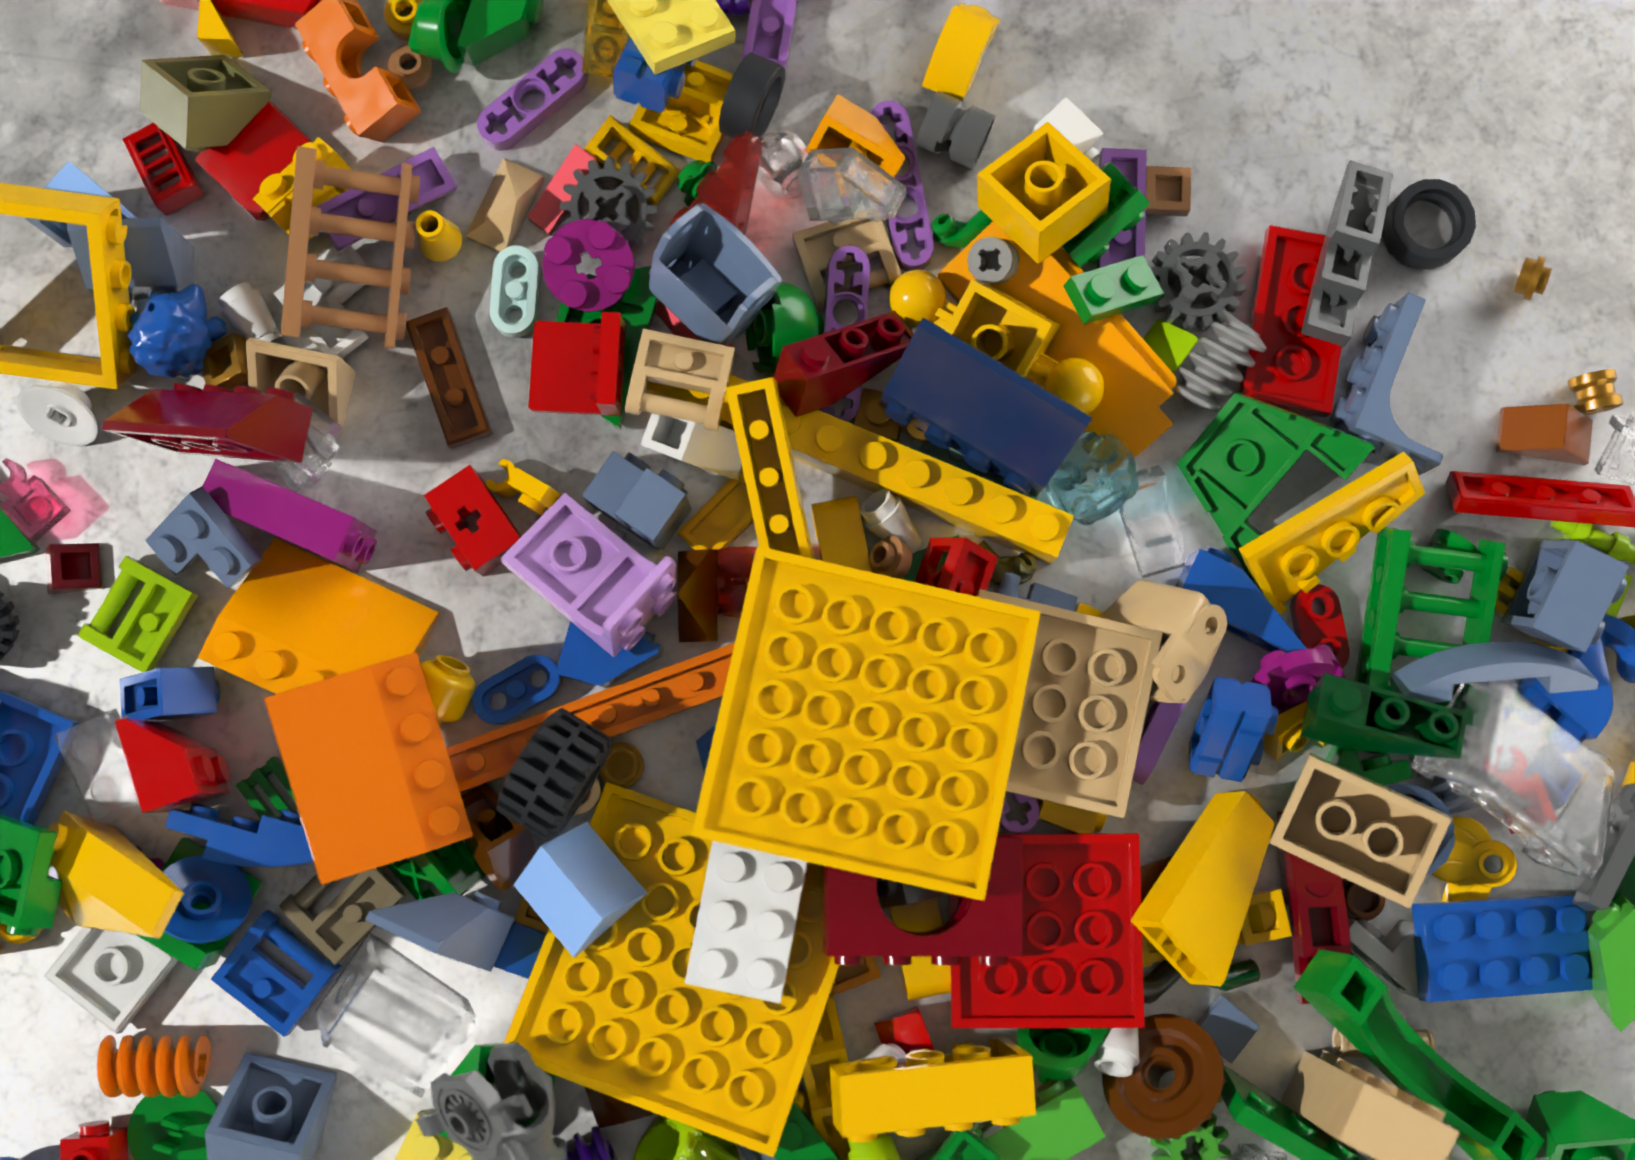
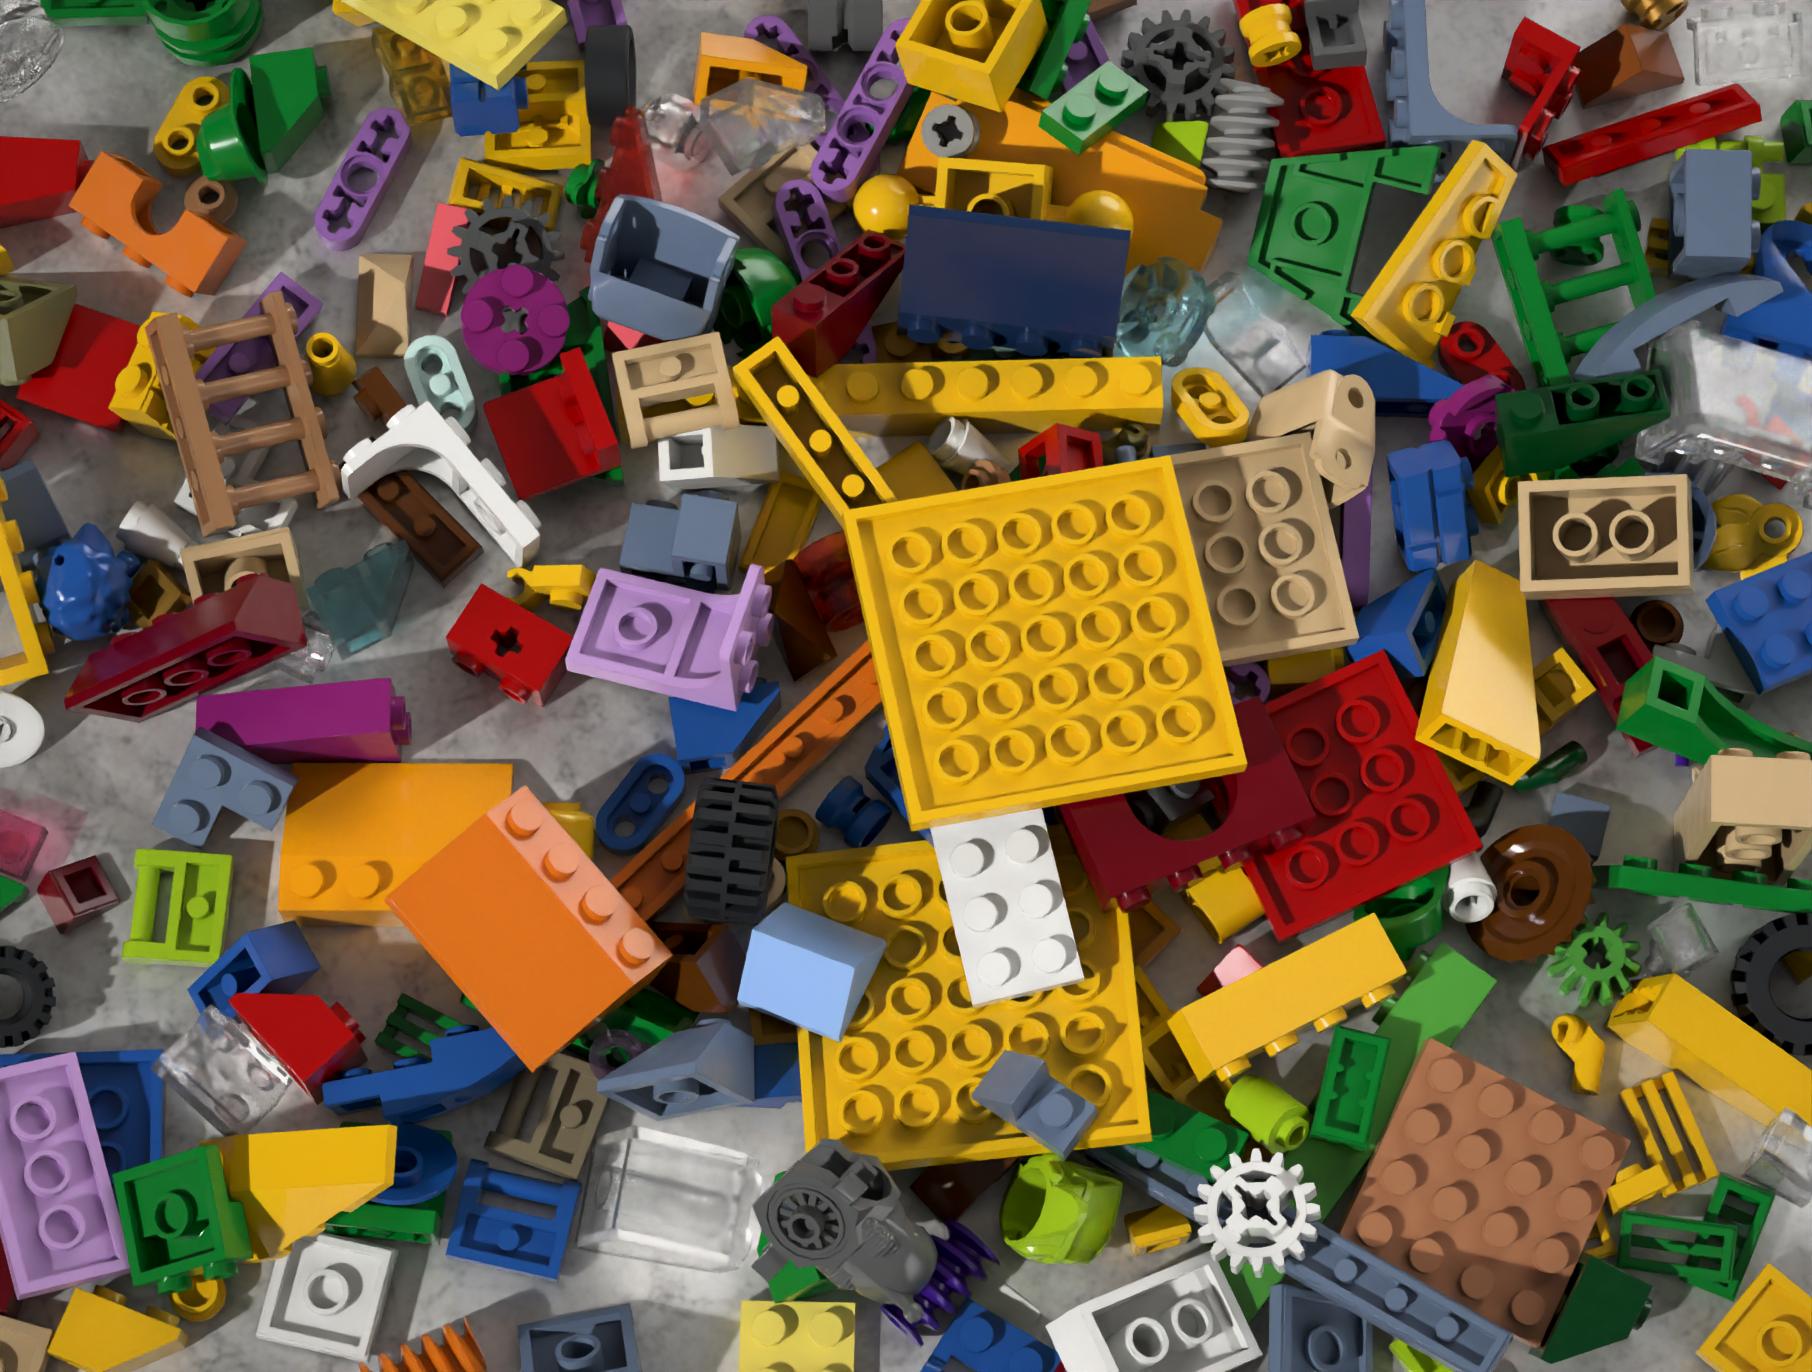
camera: 20 degrees left, 10 degrees down
(380, 436) = (365, 598): none -> clear light blue slope
(394, 893) = (607, 1040): none -> clear purple plate
(461, 282) = (377, 396): none -> reddish brown plate
(489, 347) = (430, 444): none -> white bracket
(669, 760) = (853, 813): none -> blue wheel
(694, 1088) = (1035, 1103): none -> sand blue slope
(932, 209) = (863, 108): none -> medium lavender beam
(1096, 580) = (1209, 407): none -> yellow plate
(1163, 815) = (1403, 624): none -> blue slope
(1280, 290) = (1270, 35): none -> yellow wheel
(1486, 411) = (1542, 67): none -> red bracket

